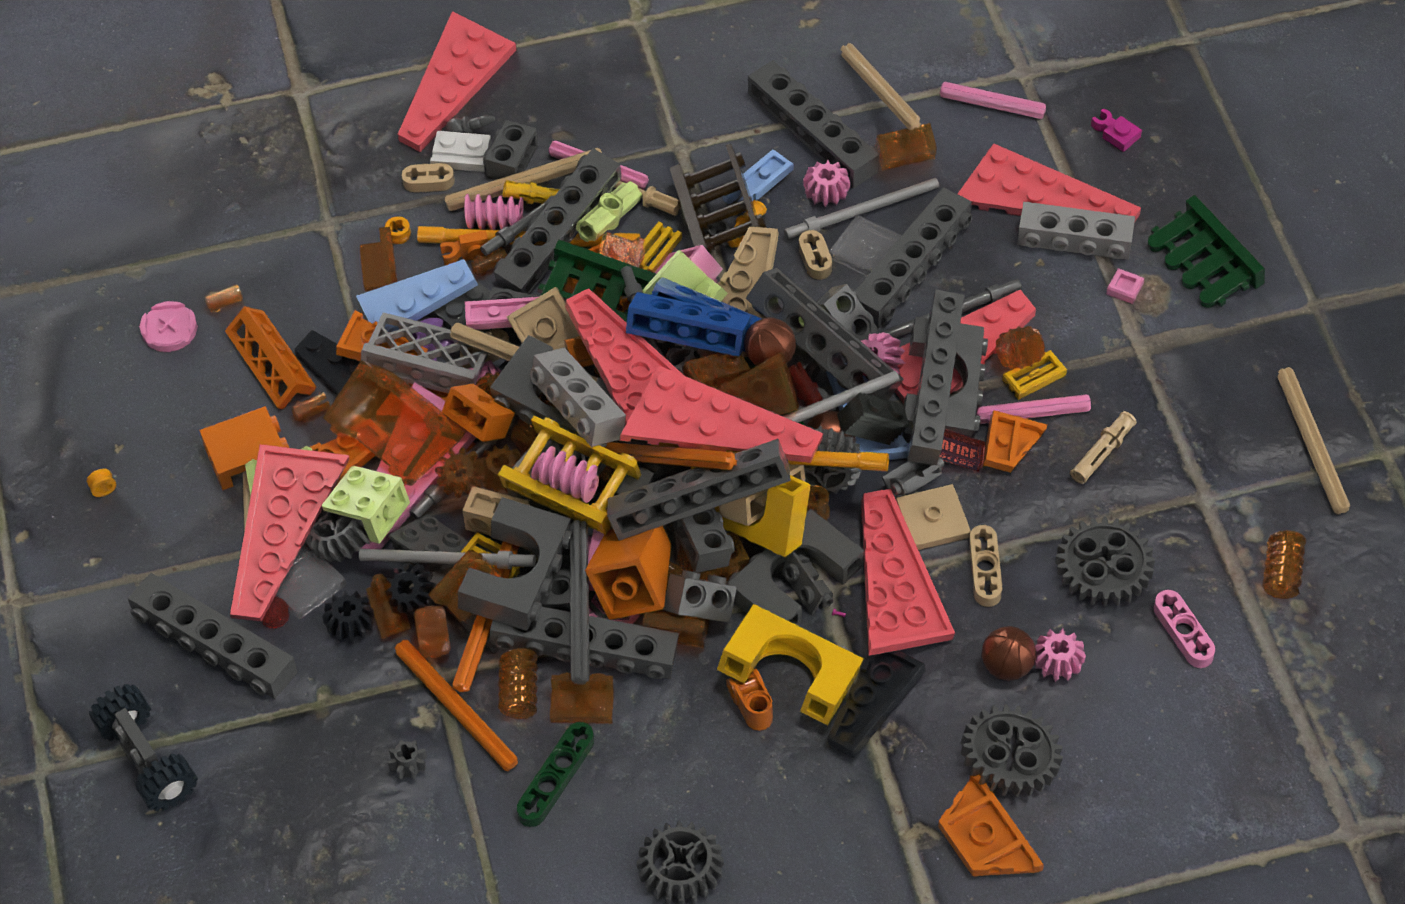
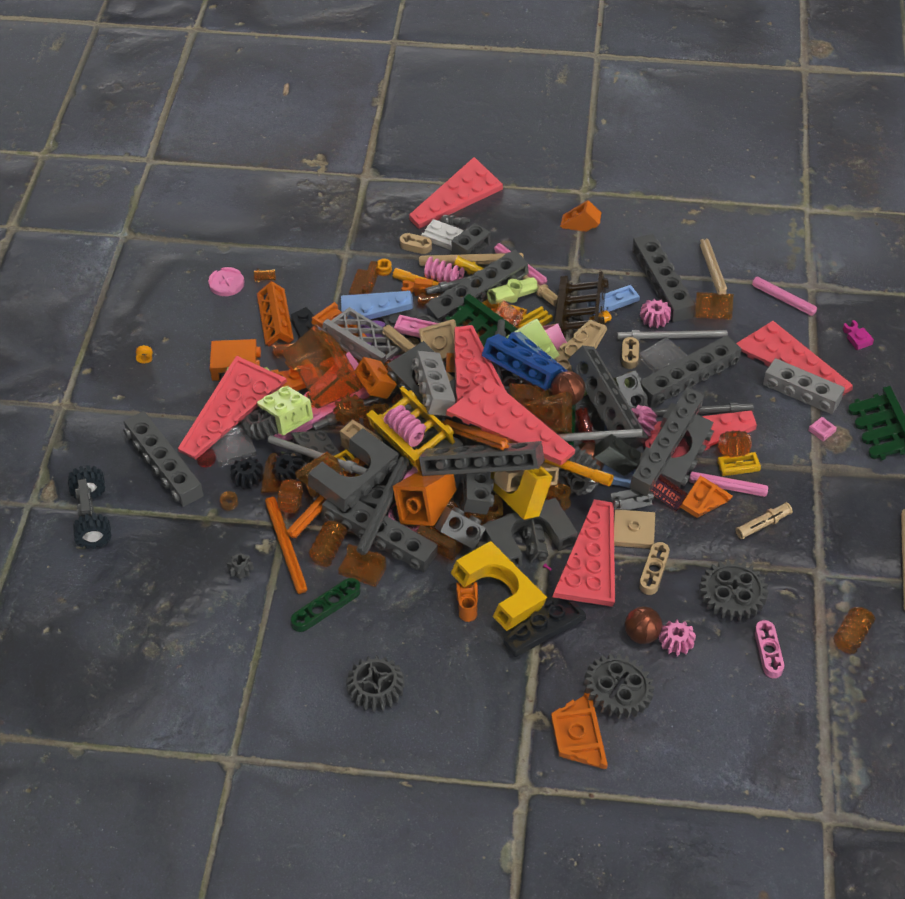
camera: 20 degrees right, 5 degrees down
(341, 659) = (229, 495): none -> clear orange bush
(656, 64) = (581, 217): none -> orange slope

